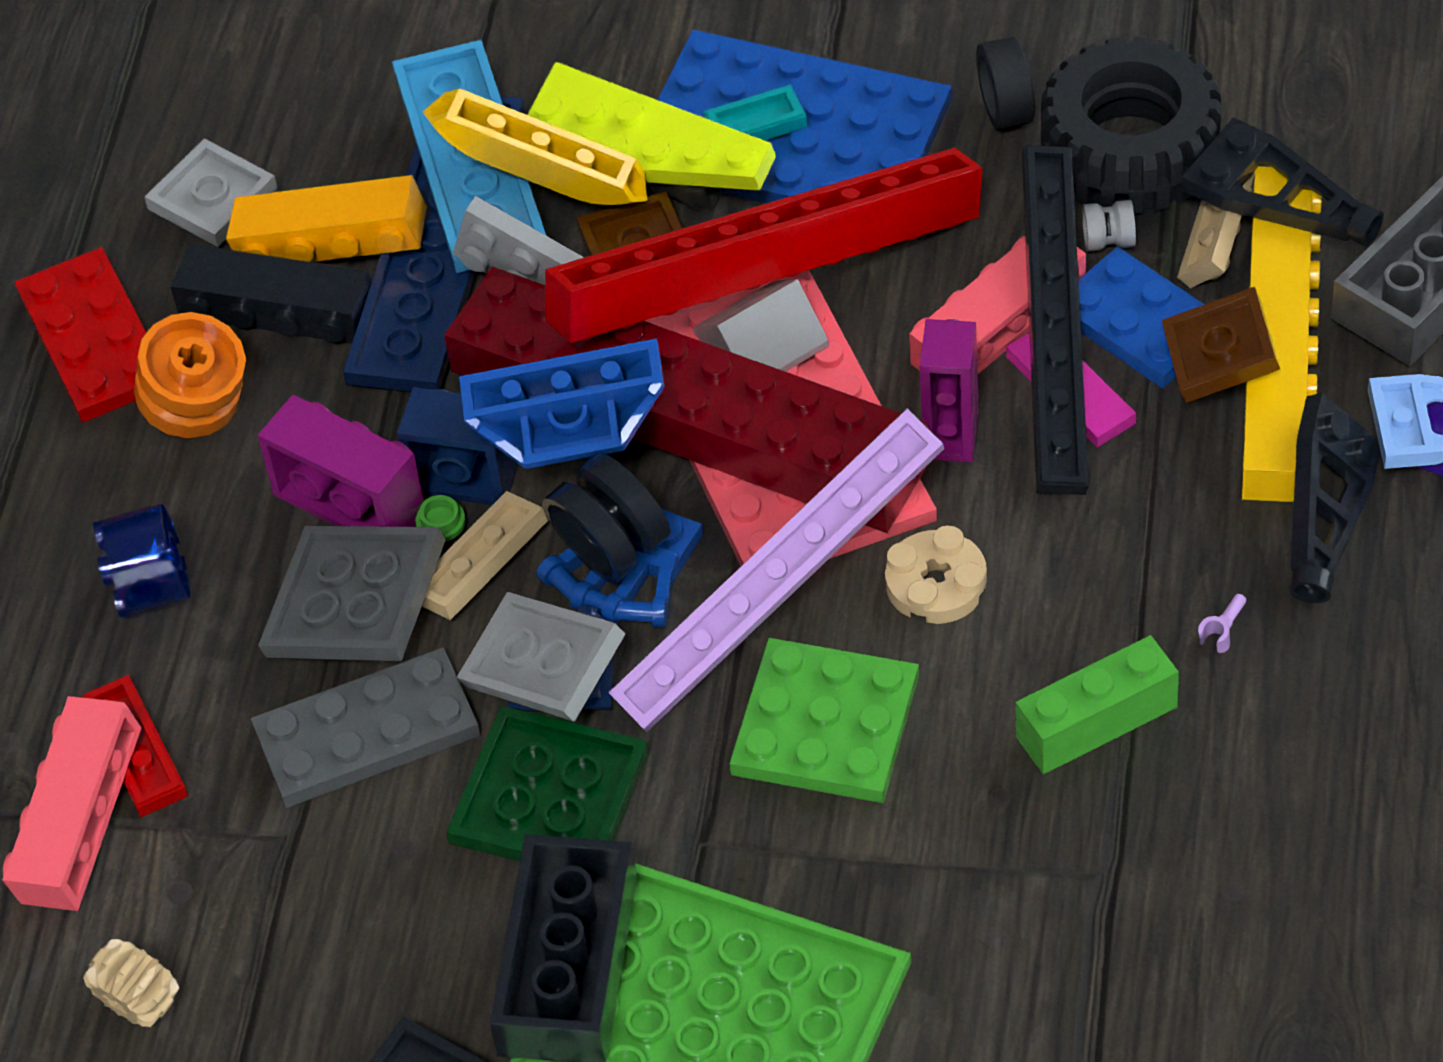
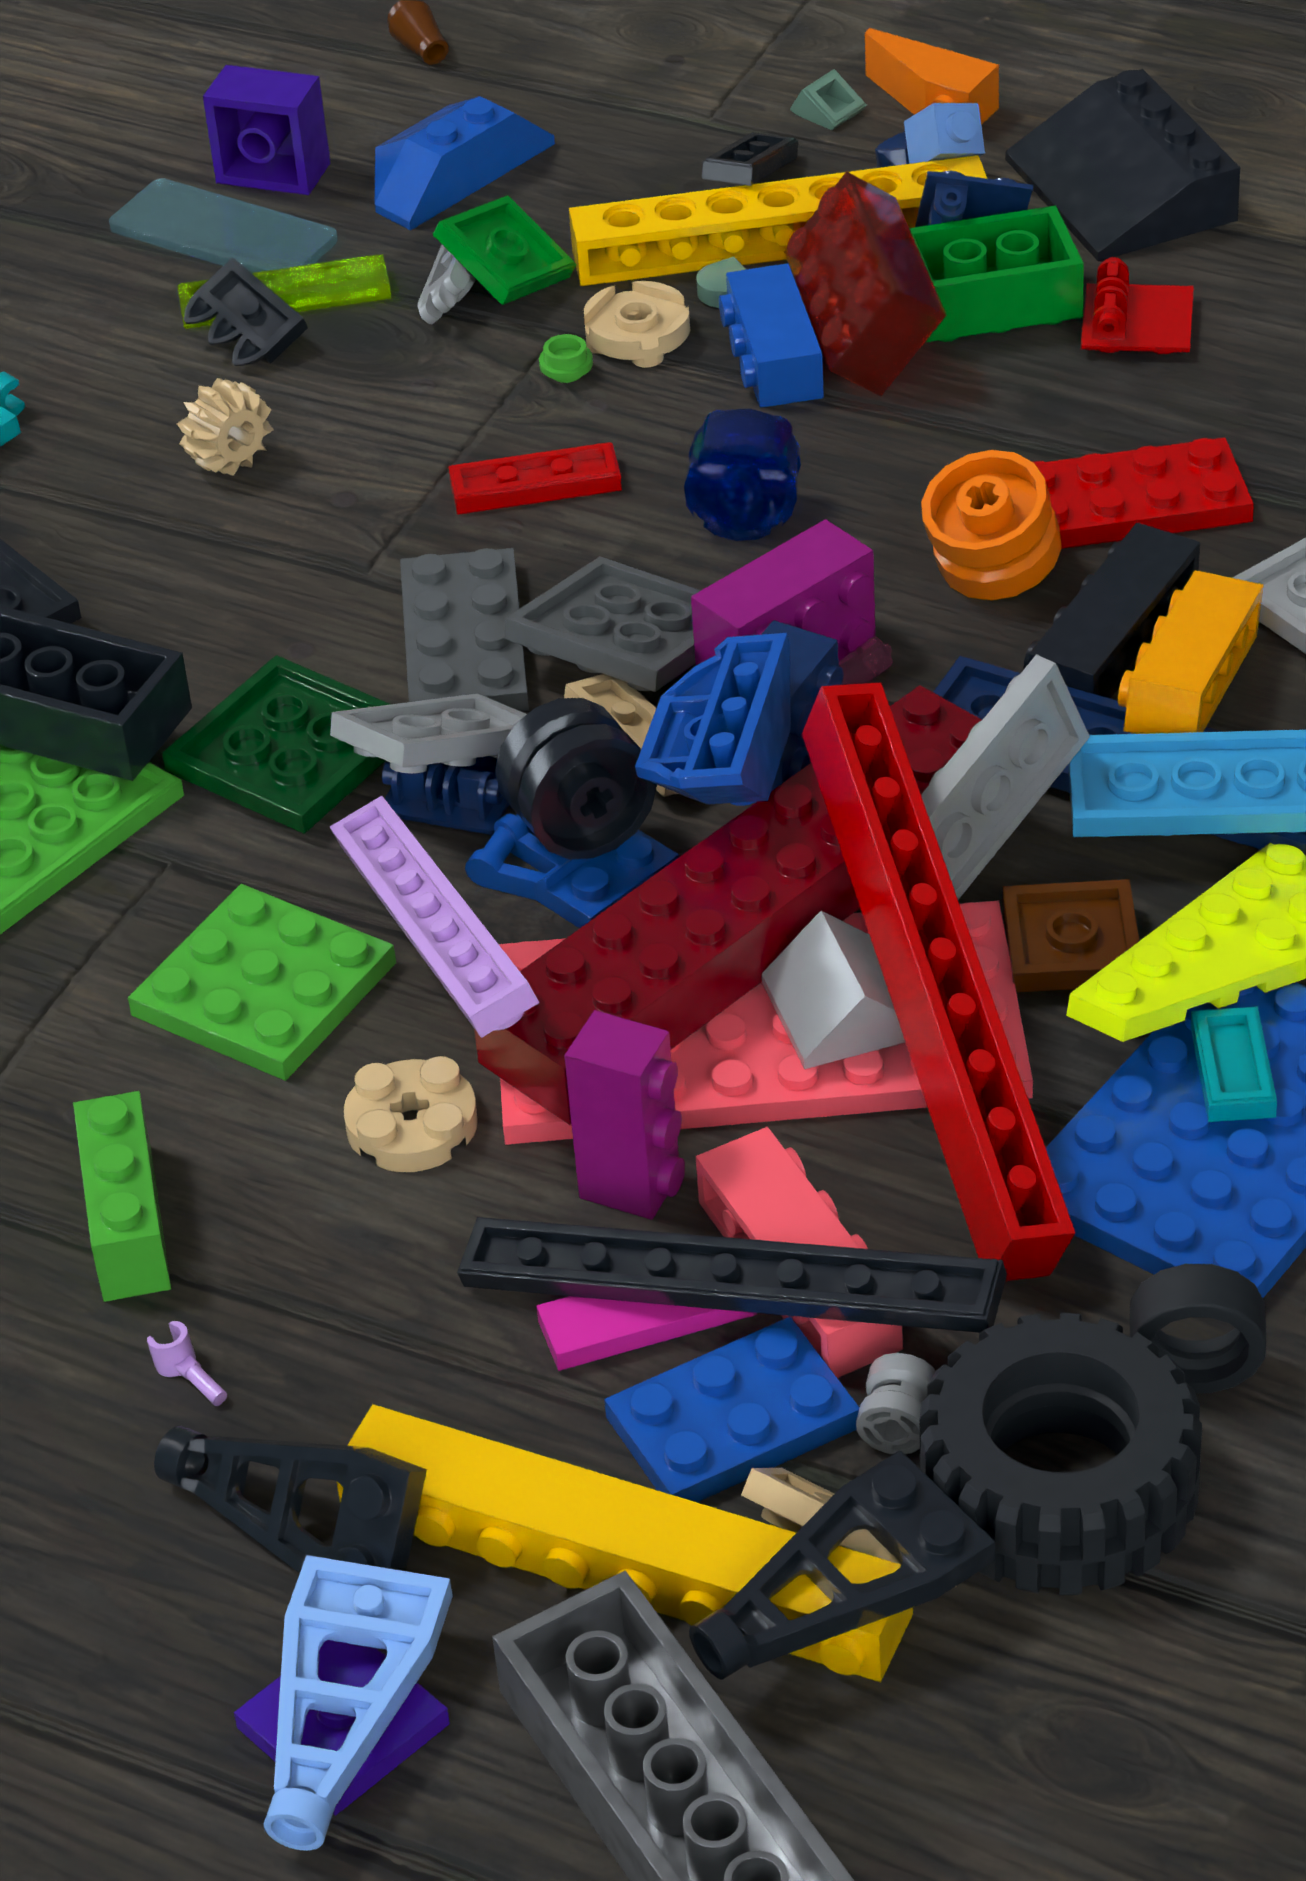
camera: 105 degrees right, 10 degrees down
(71, 803) = (464, 411): coral brick -> none
(537, 150) = (1198, 806): yellow brick -> none
(1220, 344) = (580, 1423): reddish brown plate -> none

